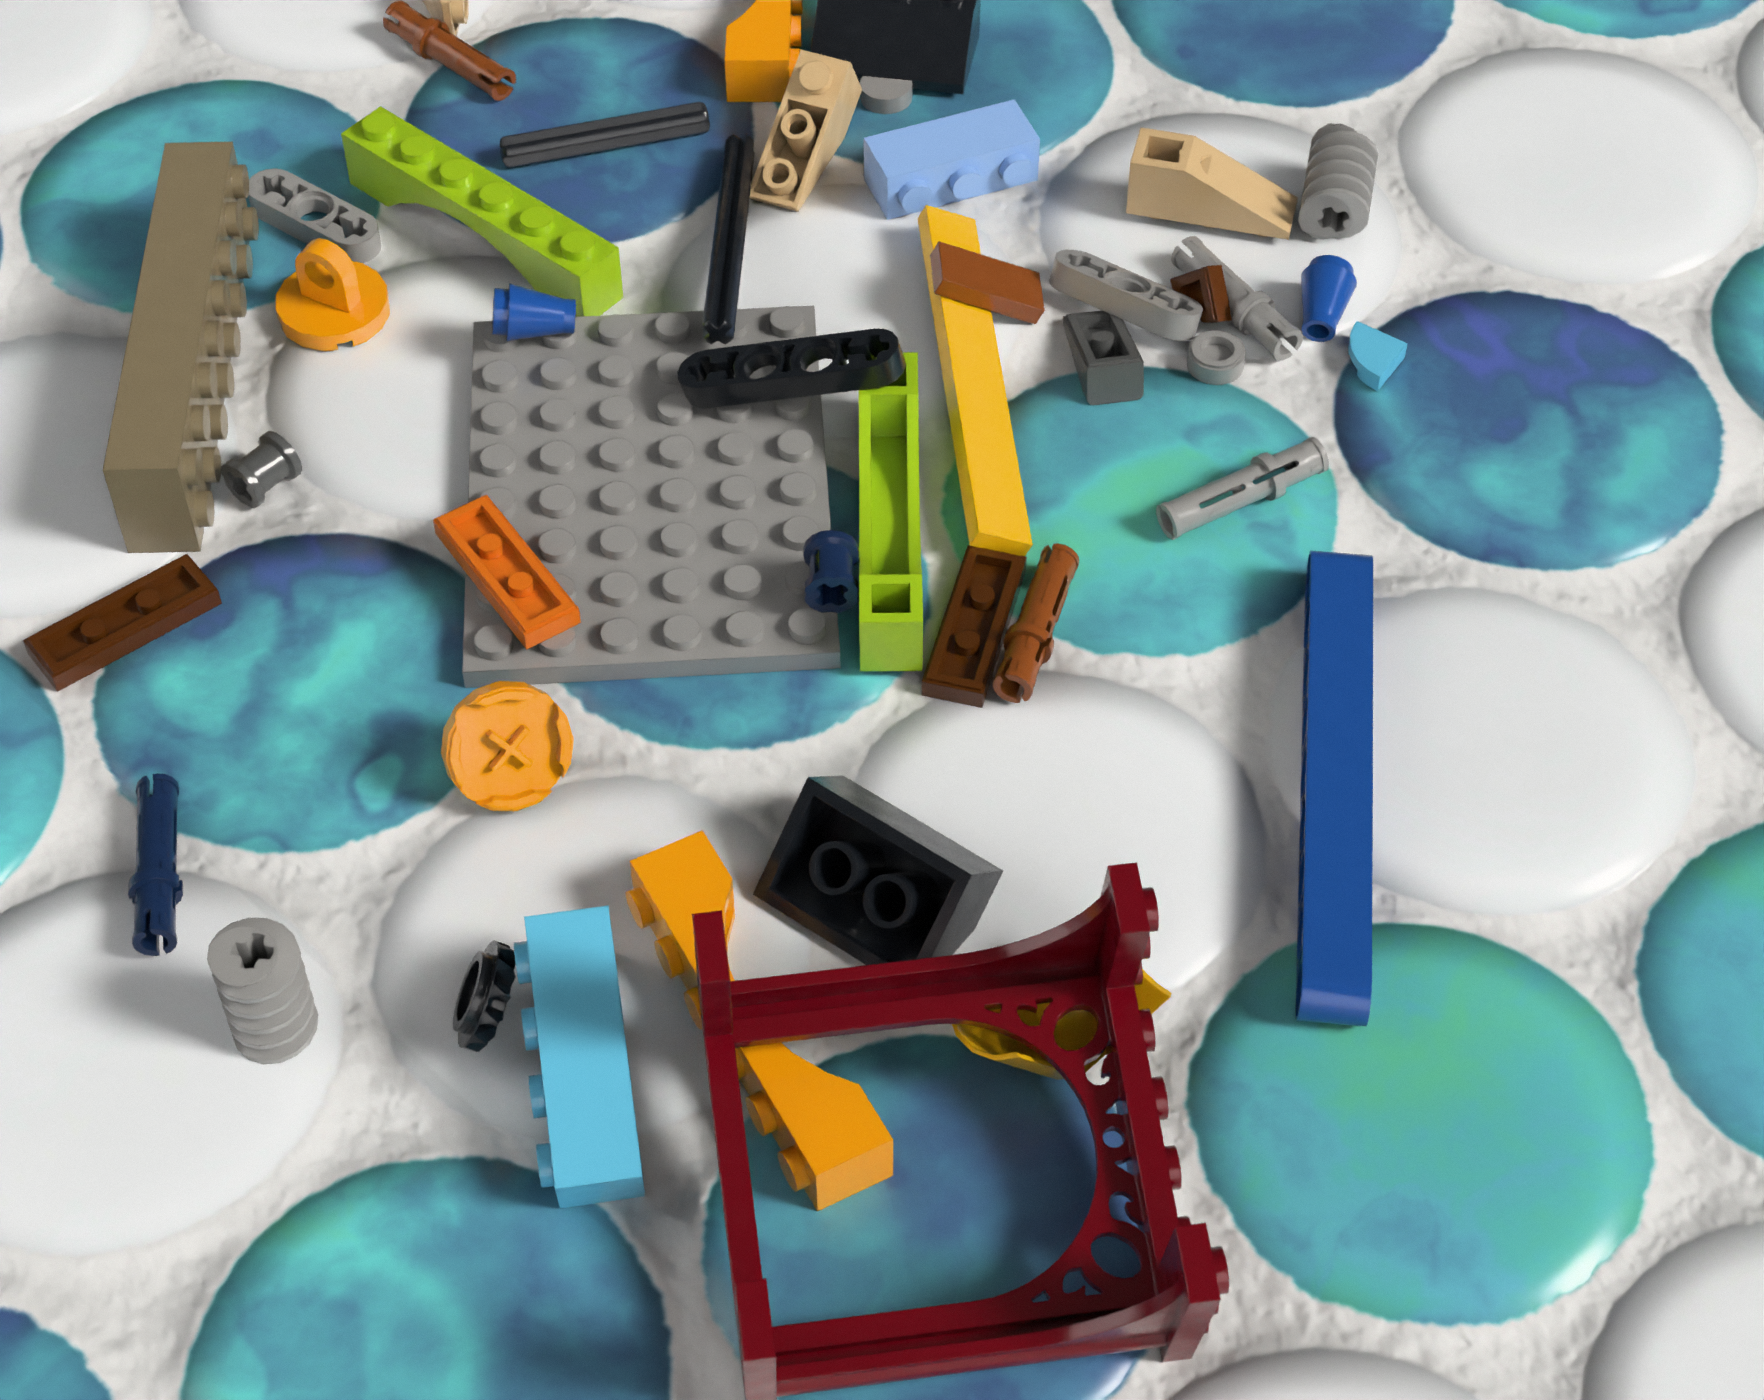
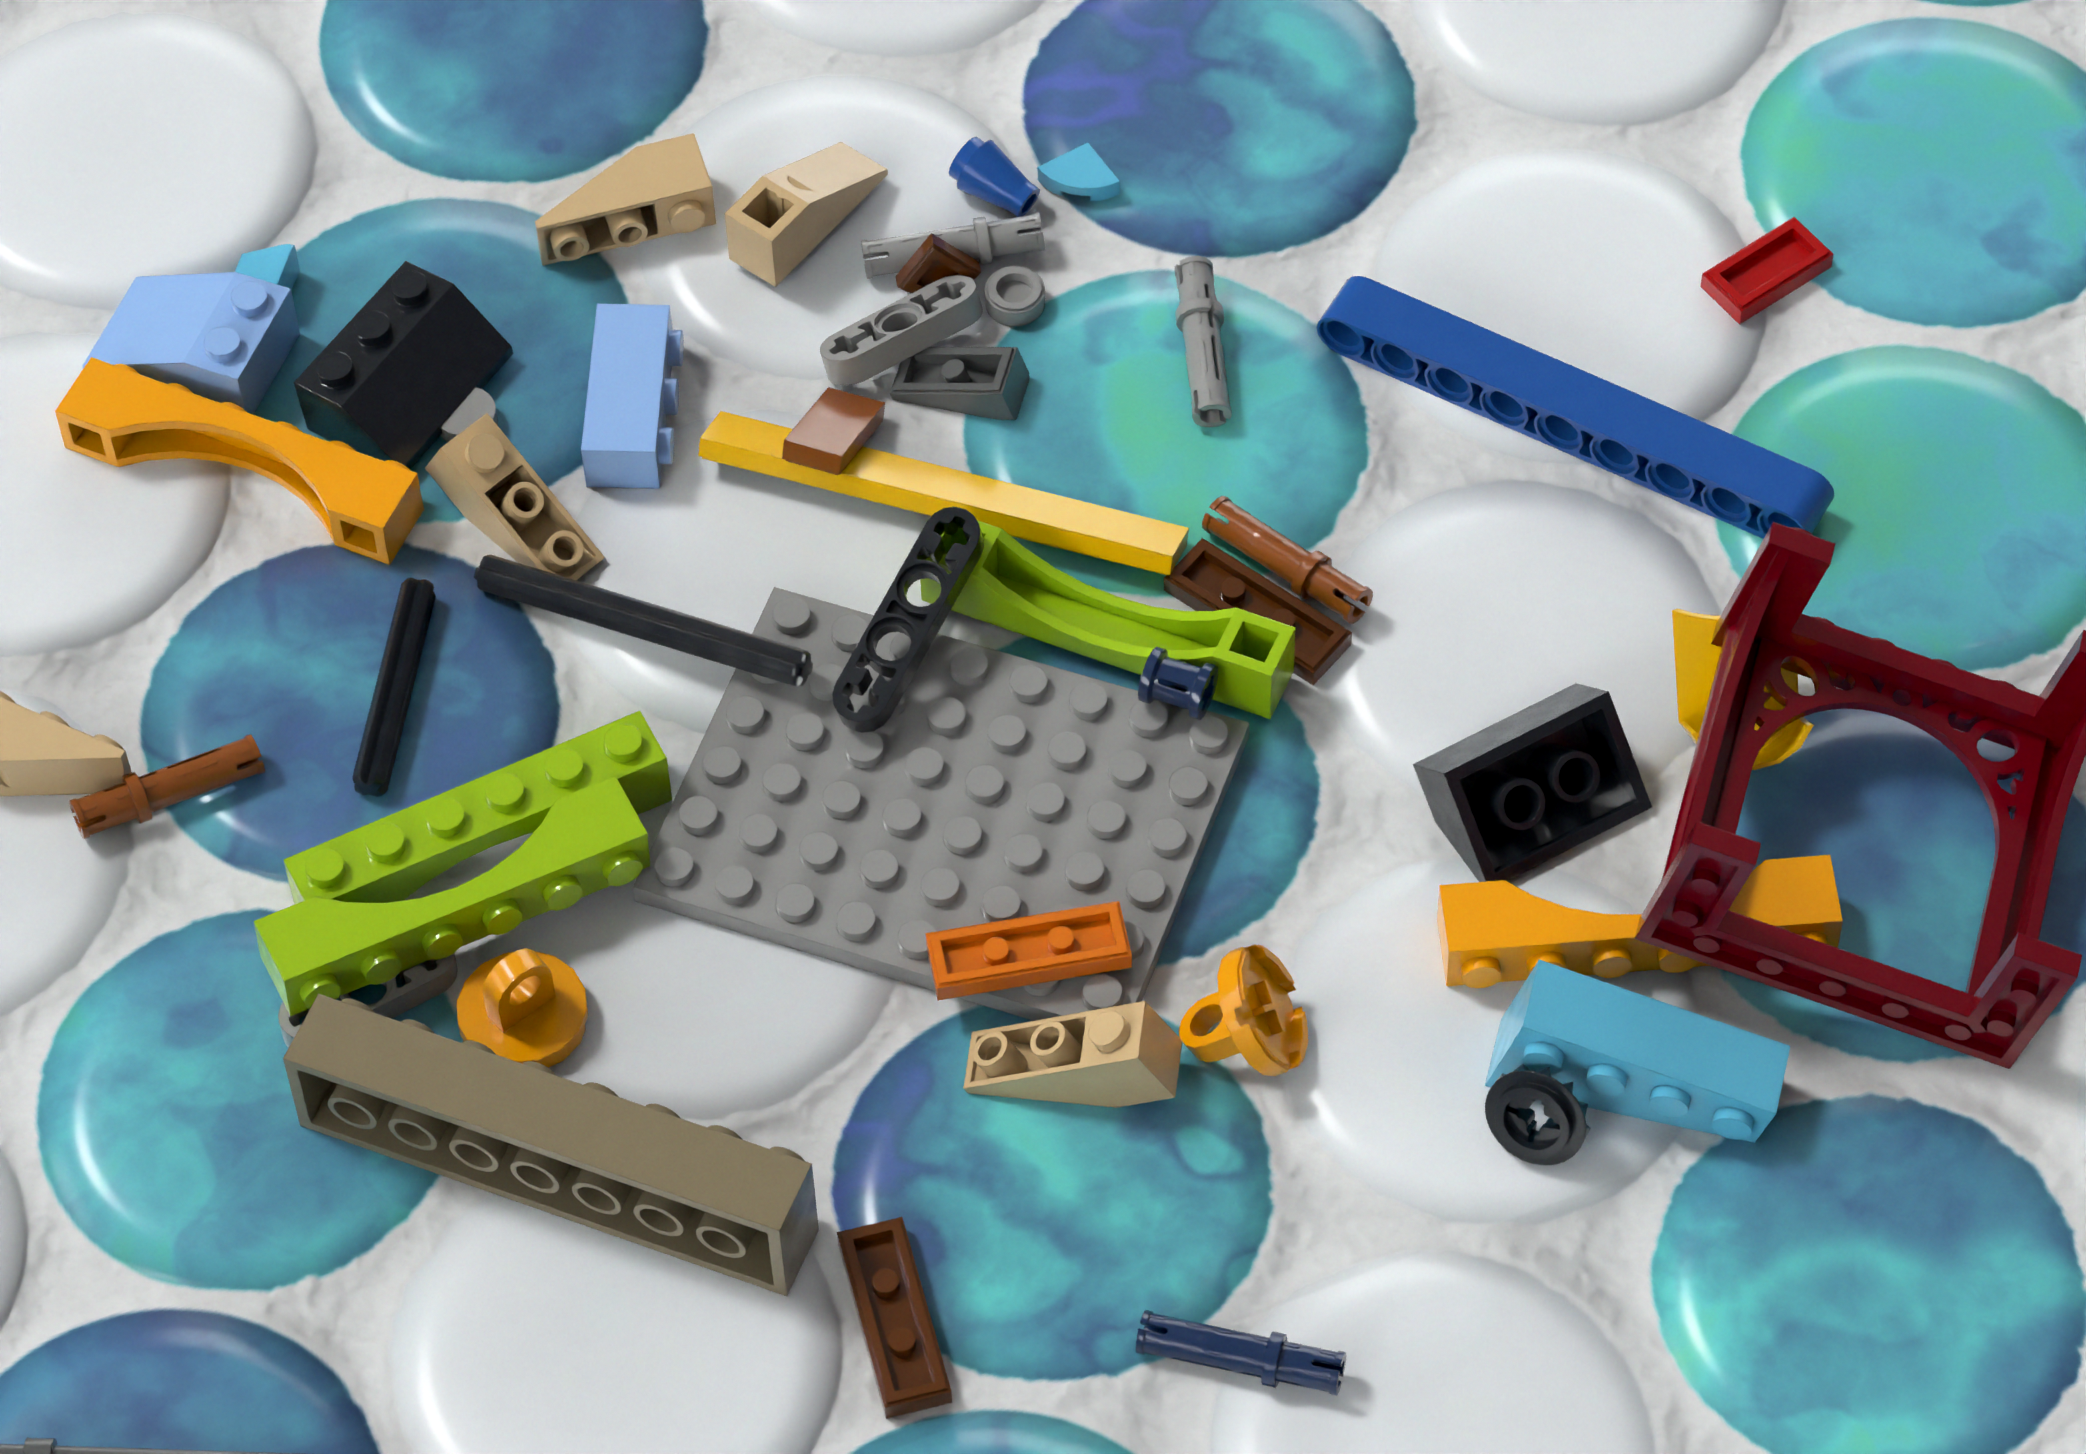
camera: 65 degrees left, 5 degrees up
(261, 469) = (750, 1118): dark grey bush -> none
(263, 989) = (1466, 1280): light grey piece -> none
(420, 650) = (1079, 1058): none -> tan slope
(465, 261) = (340, 946): none -> lime arch
(530, 313) = (685, 823): blue cone -> none
(1143, 92) = (638, 198): none -> tan slope
(1338, 183) = (852, 99): light grey piece -> none
(1624, 885) = (1766, 270): none -> red tile

